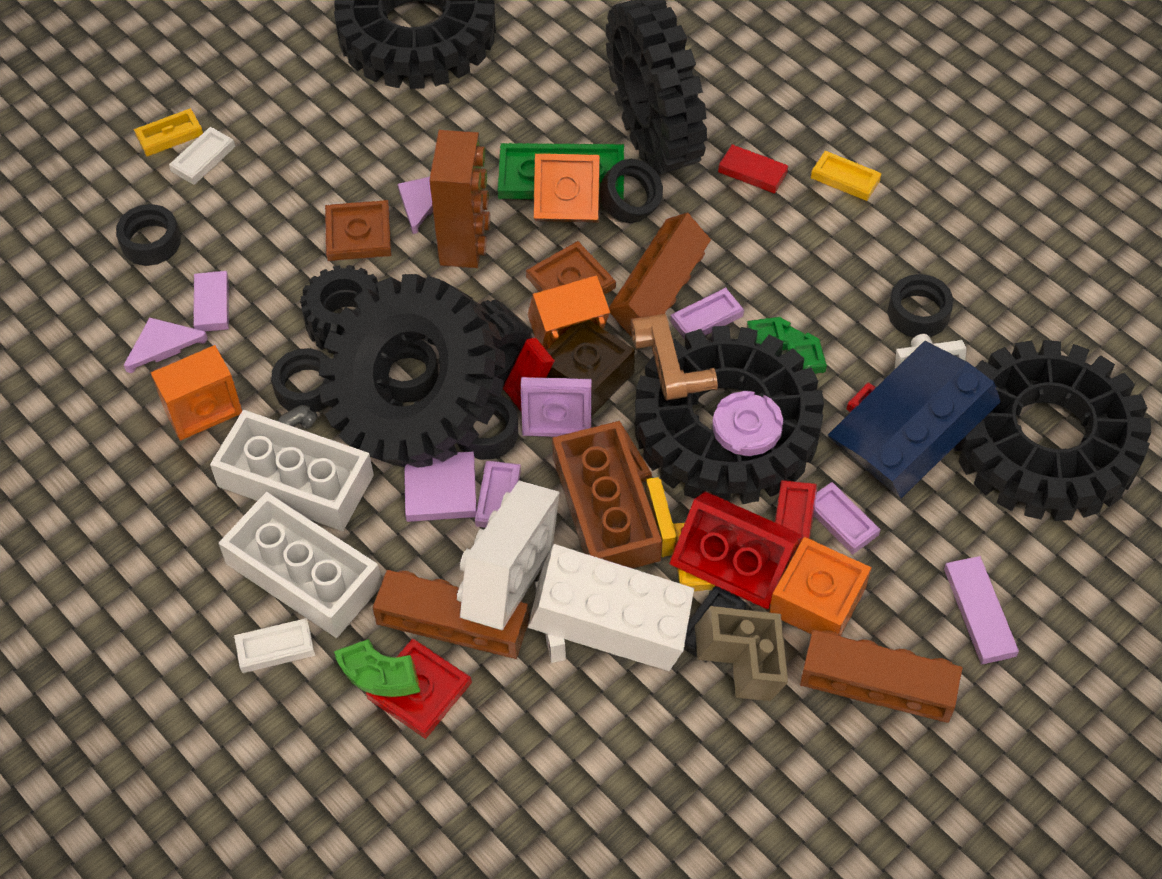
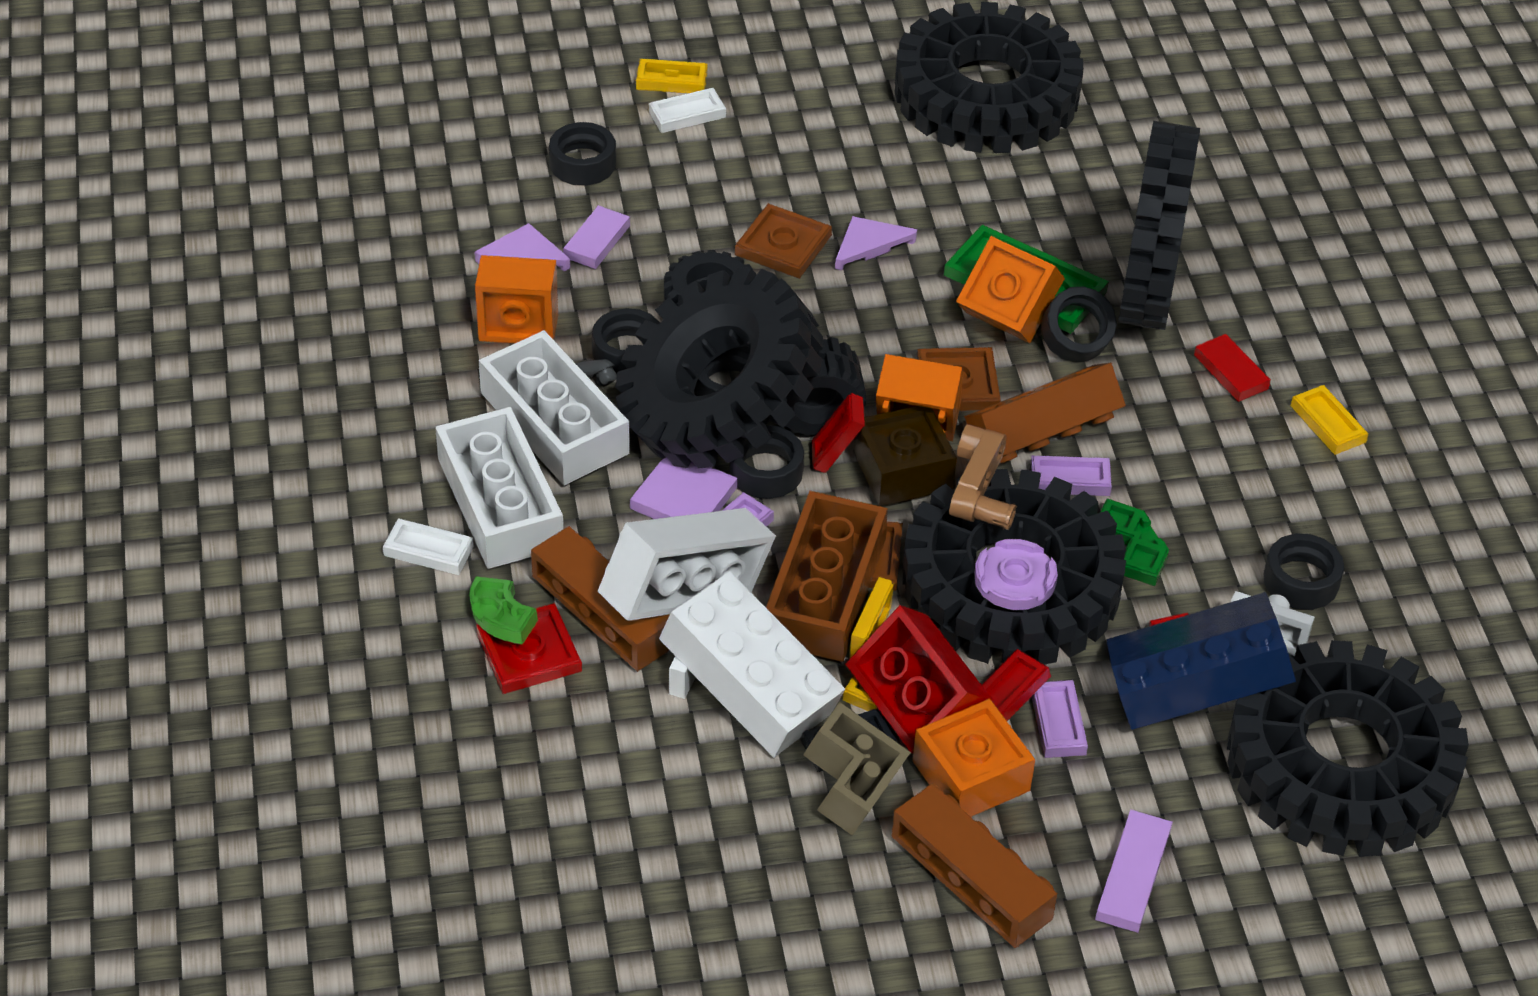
camera: 30 degrees right, 10 degrees down
(459, 198) = (883, 242): dark orange brick -> none
(555, 406) = (840, 466): lavender tile -> none

